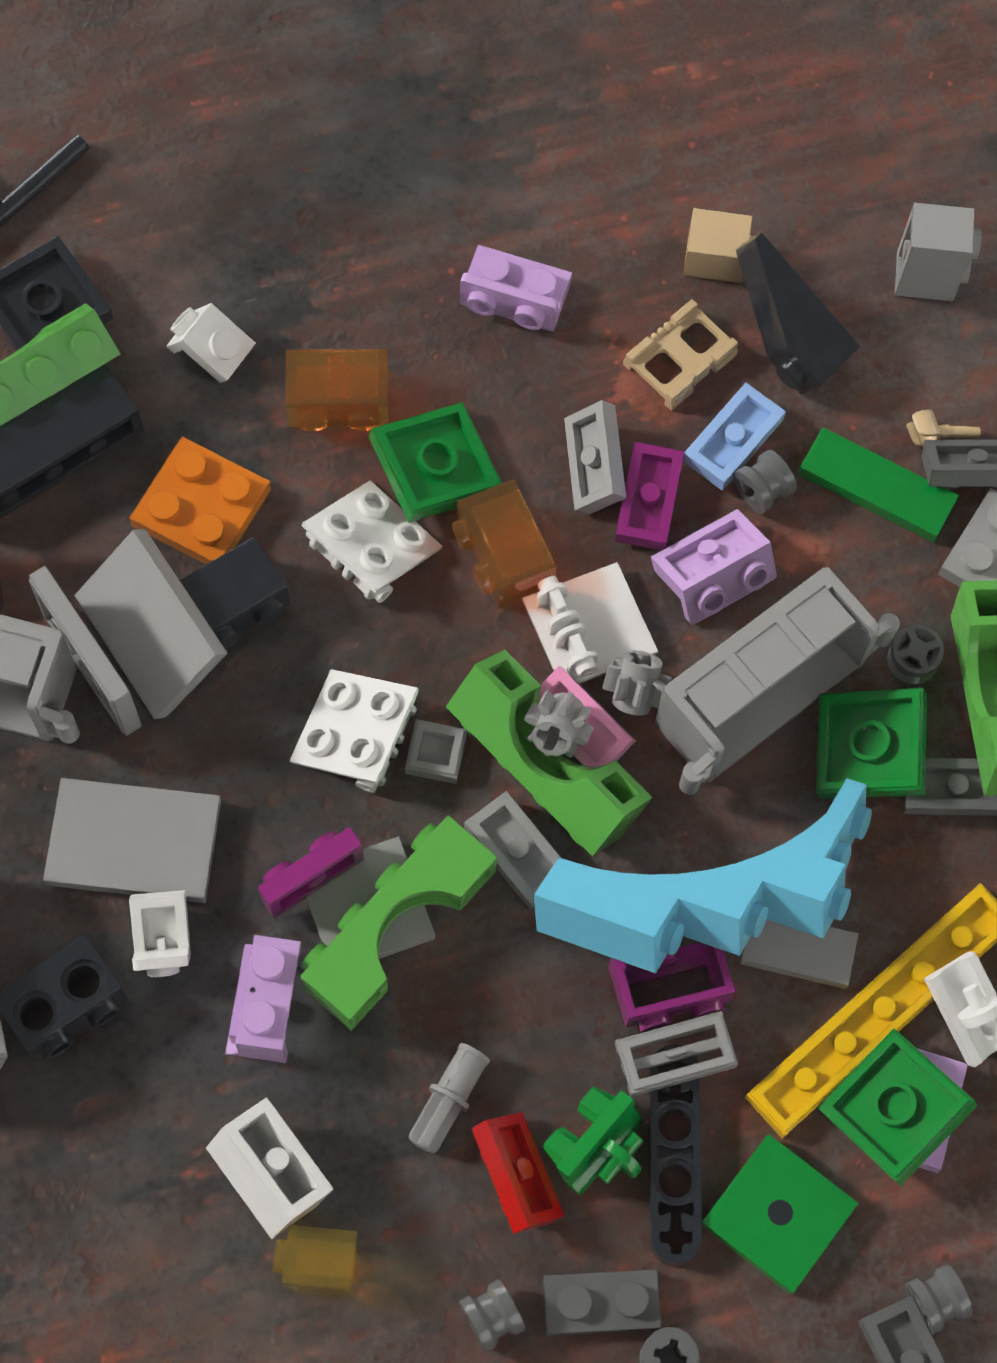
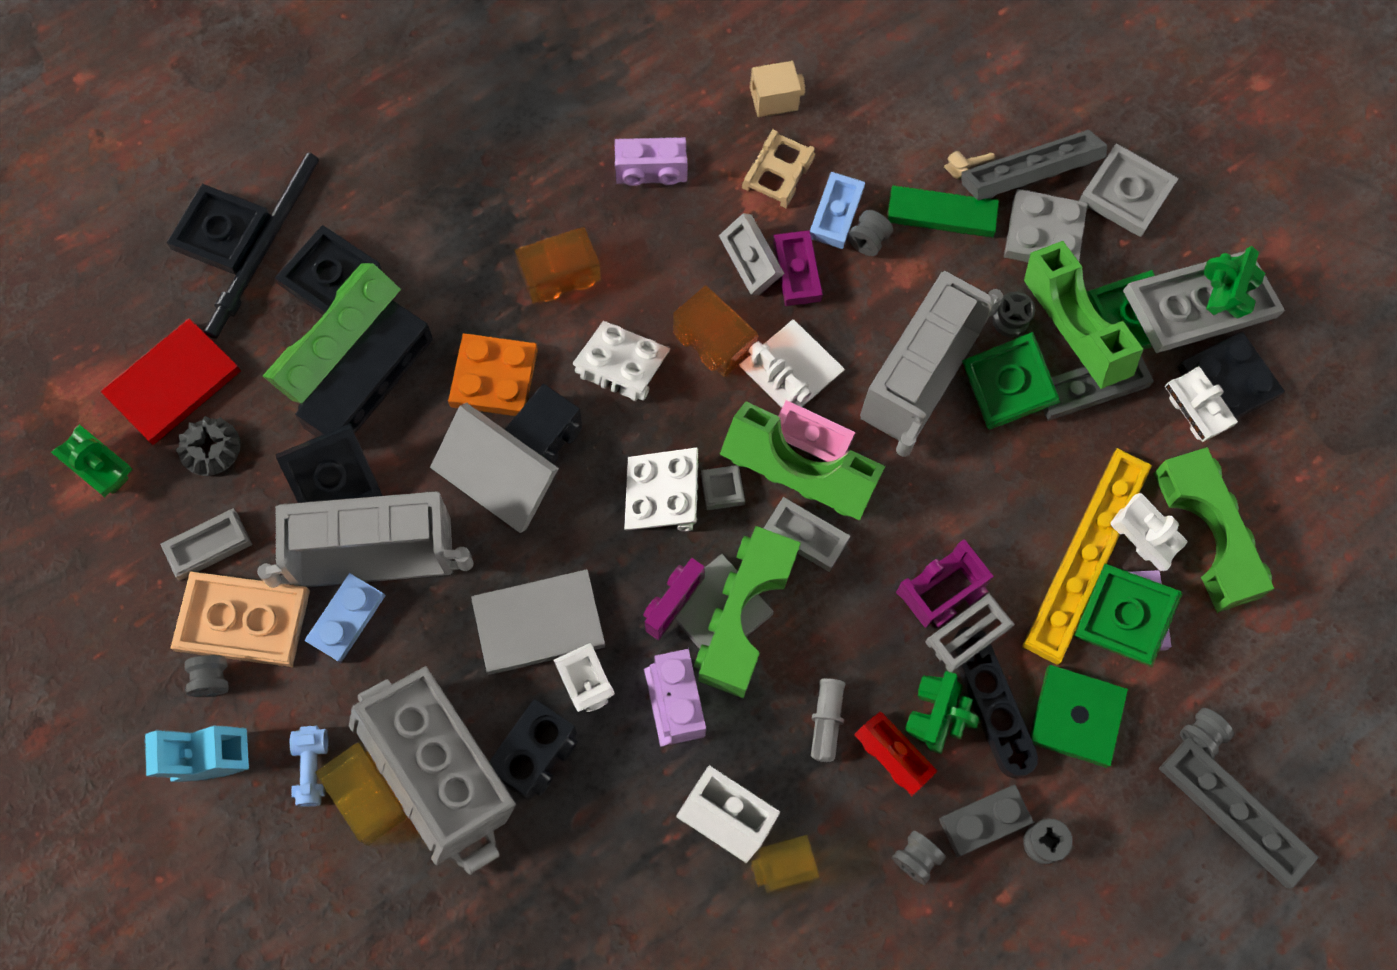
camera: 20 degrees left, 0 degrees up
(85, 652) = (459, 502): light grey tile -> none
(210, 340) = (457, 262): white bracket -> none
(433, 460) = (643, 292): green tile -> none
(558, 724) = (804, 438): light grey gear -> none
(636, 682) = (841, 393): light grey gear -> none
(648, 915) = (918, 545): medium azure arch -> none
(716, 565) = (860, 298): lavender bracket -> none
(793, 322) = (847, 120): black slope -> none
(802, 954) = (1017, 534): light grey tile -> none
(936, 251) = (922, 45): light grey brick -> none

